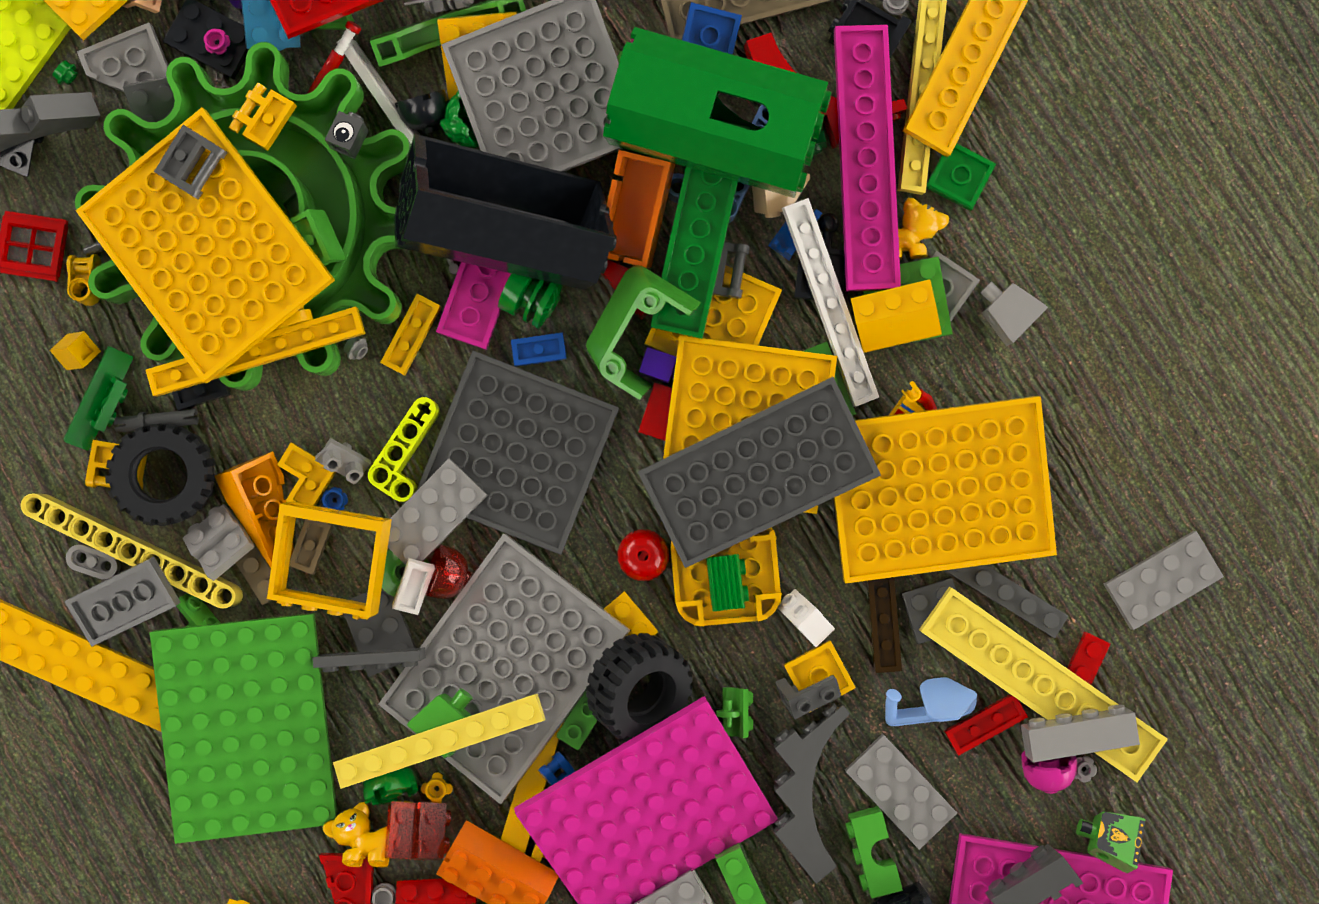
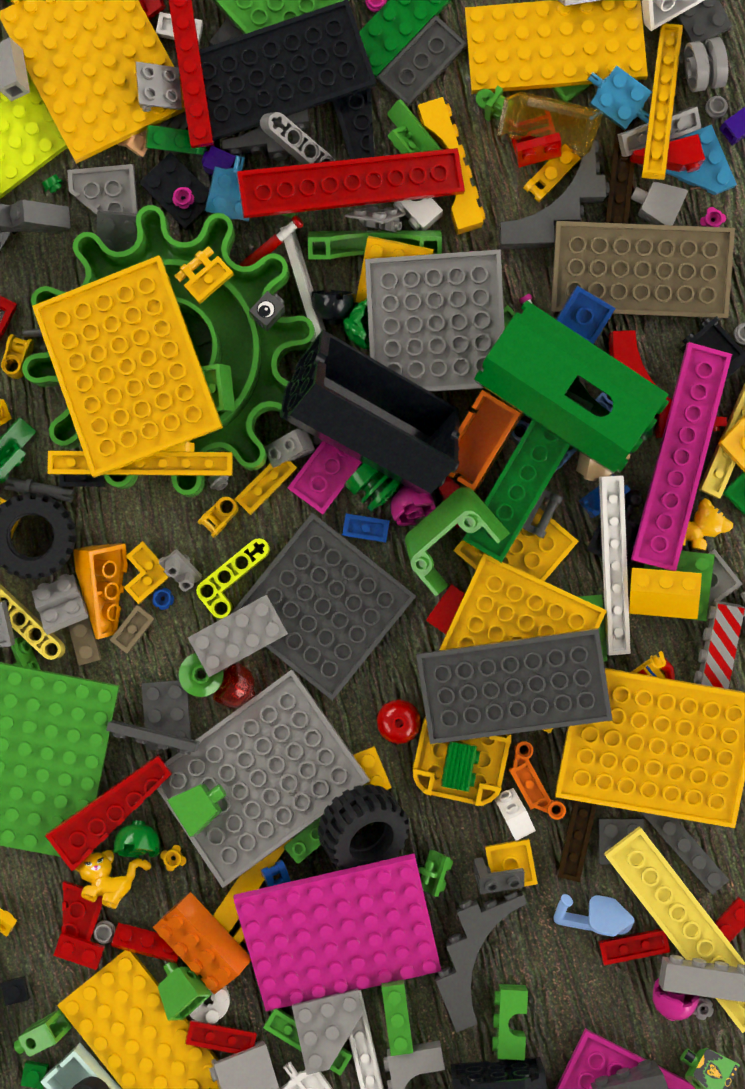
camera: 20 degrees right, 0 degrees up
(183, 157) = (133, 291): dark grey plate -> none
(311, 602) = (121, 676): yellow window -> none
(318, 796) = (92, 824): none -> red wing
(367, 388) = (218, 516): none -> yellow piece
(413, 586) = (205, 689): white tile -> none
(417, 831) = (148, 887): clear red plate -> none
(423, 284) = (289, 447): none -> light grey pin
(439, 741) = (190, 822): light yellow plate -> none
(581, 308) = (409, 505): none -> dark pink cylinder
(658, 366) = (458, 572): dark purple brick -> none
(813, 579) = (530, 784): none -> orange plate
(900, 791) = (548, 979): light grey plate -> none
(976, 354) = (720, 644): none -> light grey brick

